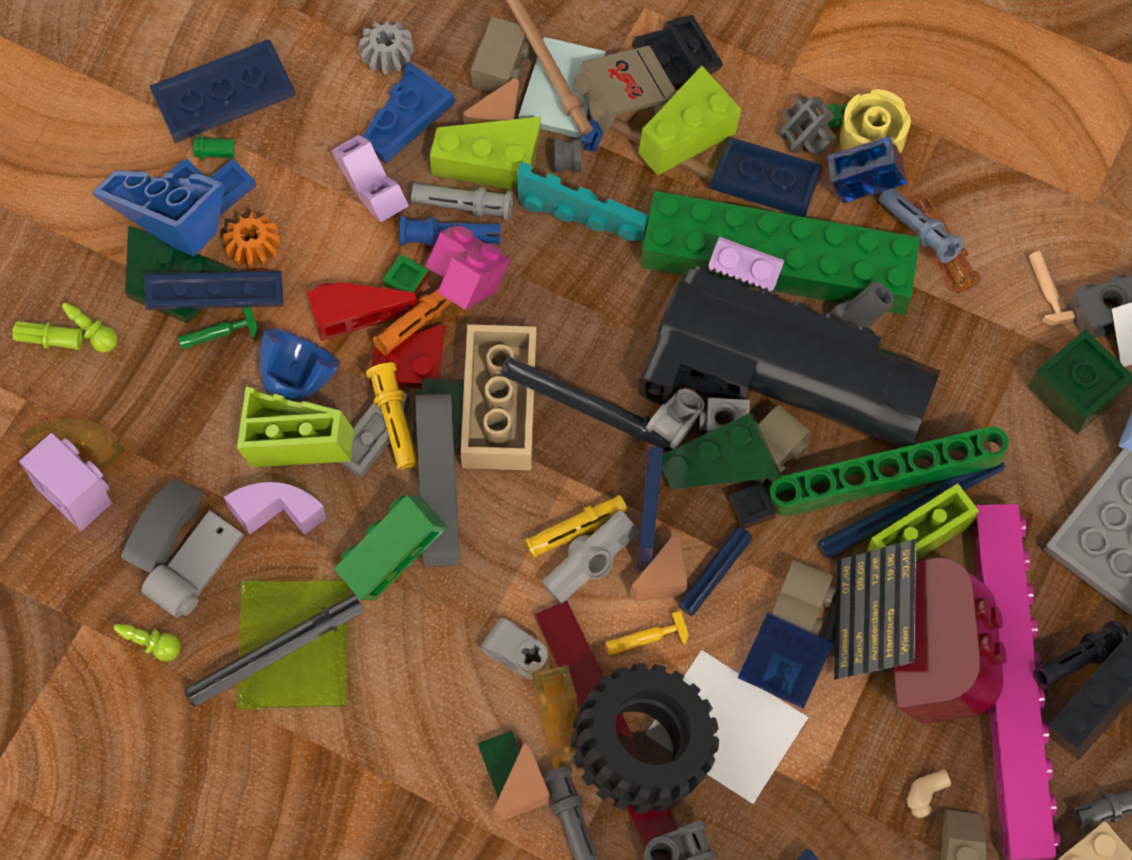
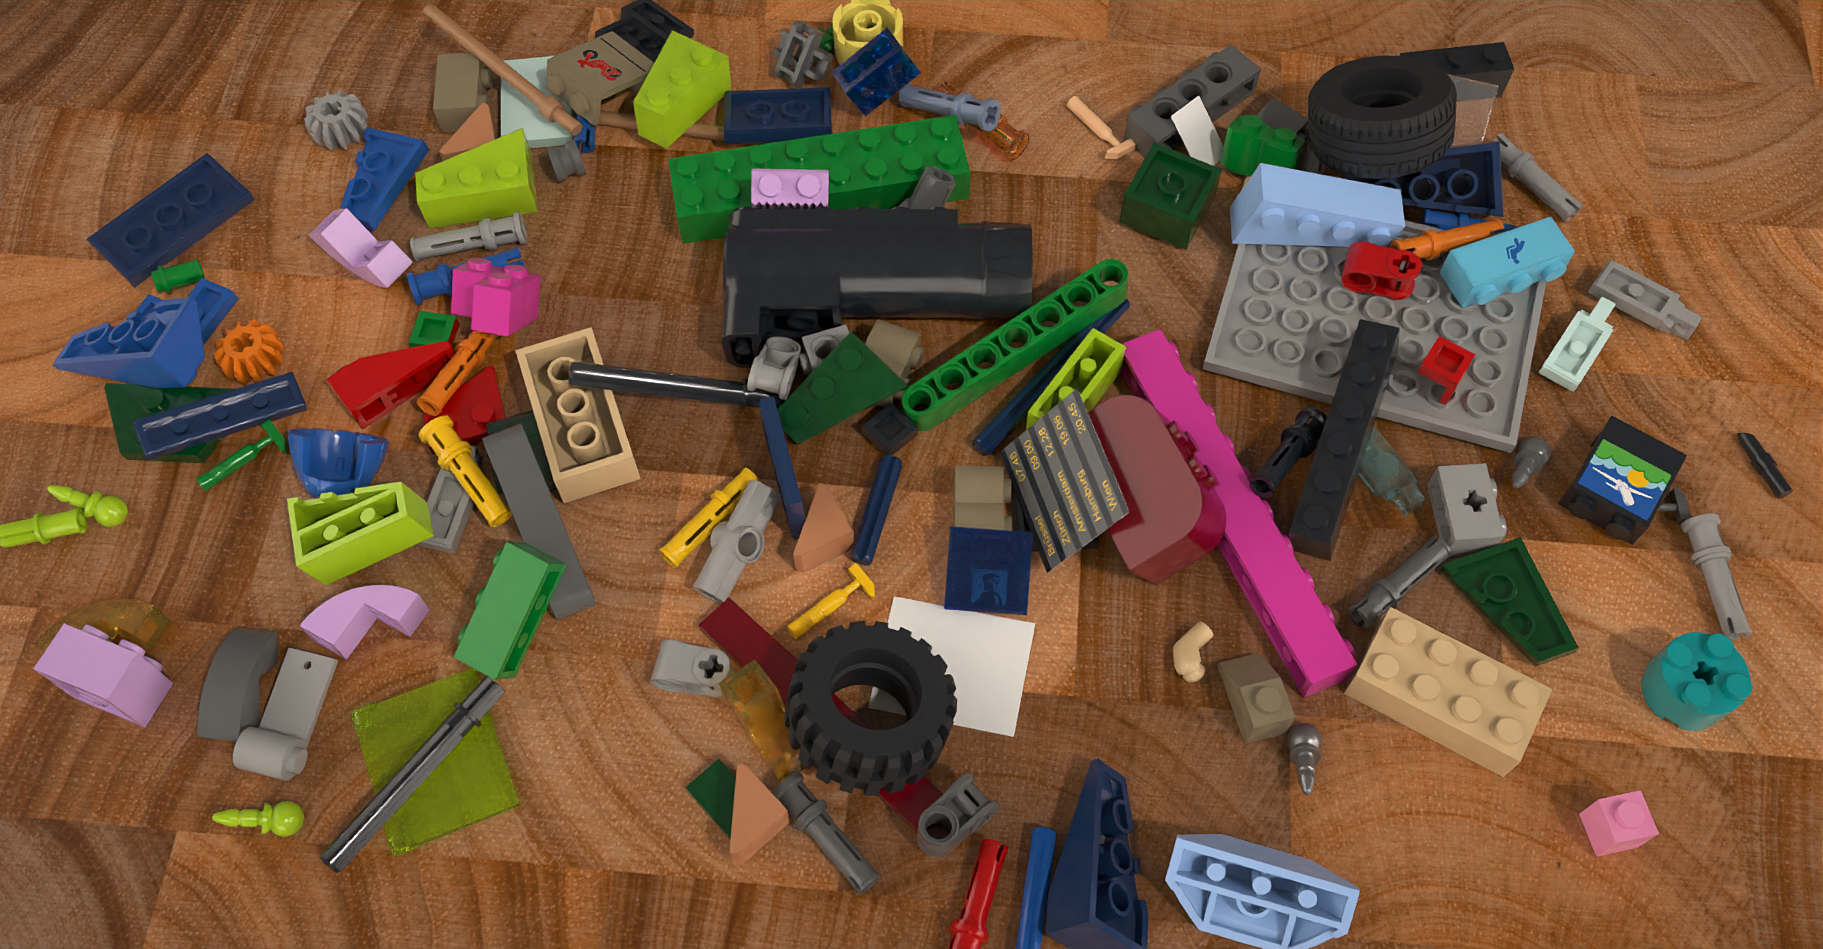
camera: 20 degrees left, 5 degrees down
(578, 205) = (596, 201): teal wing -> none

